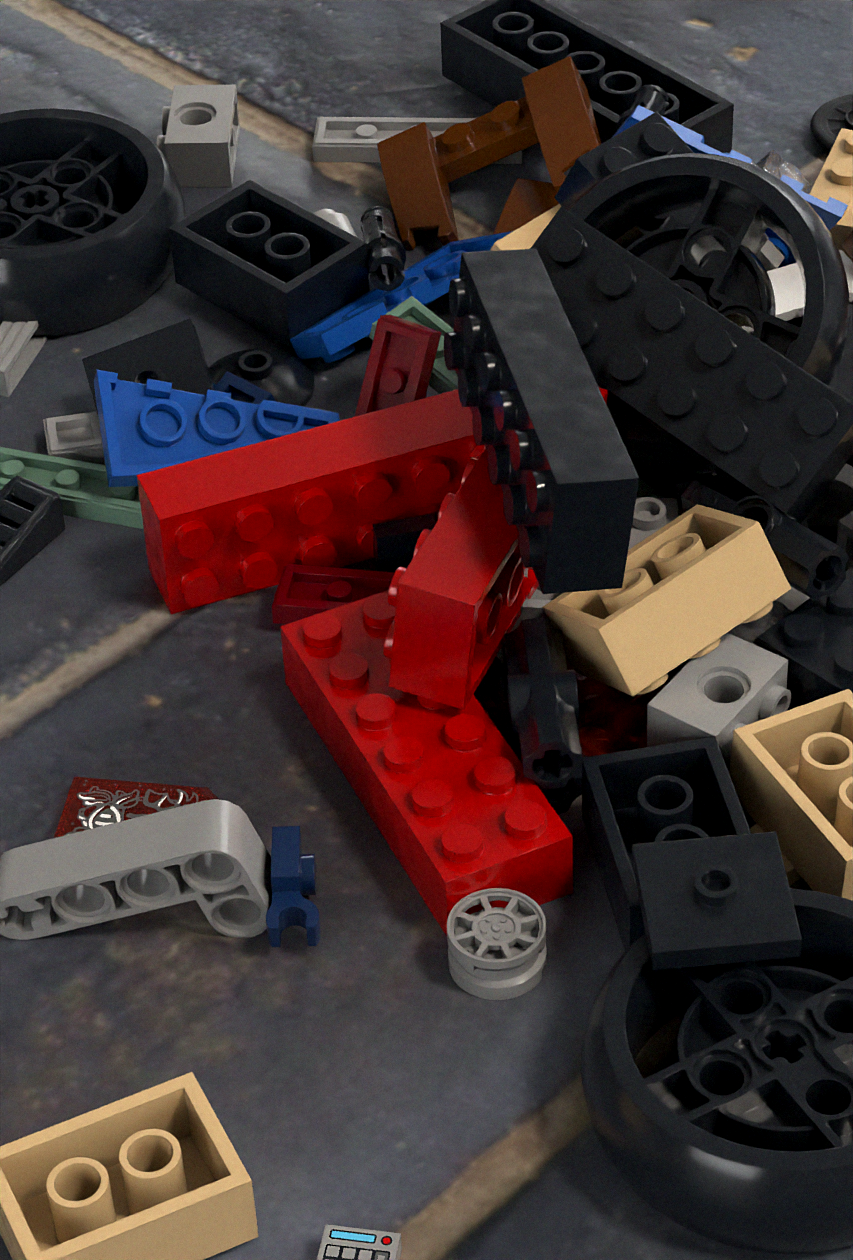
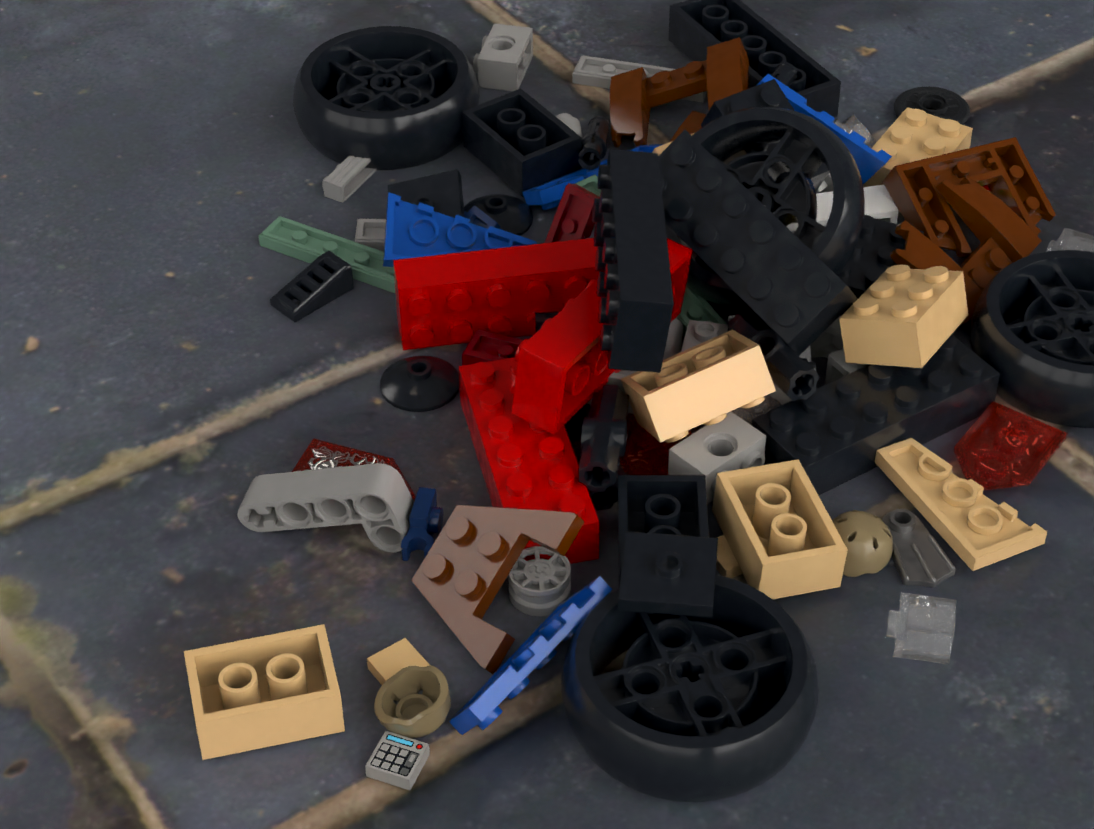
camera: 10 degrees right, 0 degrees up
(213, 663) = (420, 383): none -> black dish
(314, 1119) = (394, 658): none -> tan tile
(361, 1187) = (415, 713): none -> dark tan helmet
(392, 928) = (473, 562): none -> reddish brown wing
(520, 1065) = (530, 655): none -> blue wing

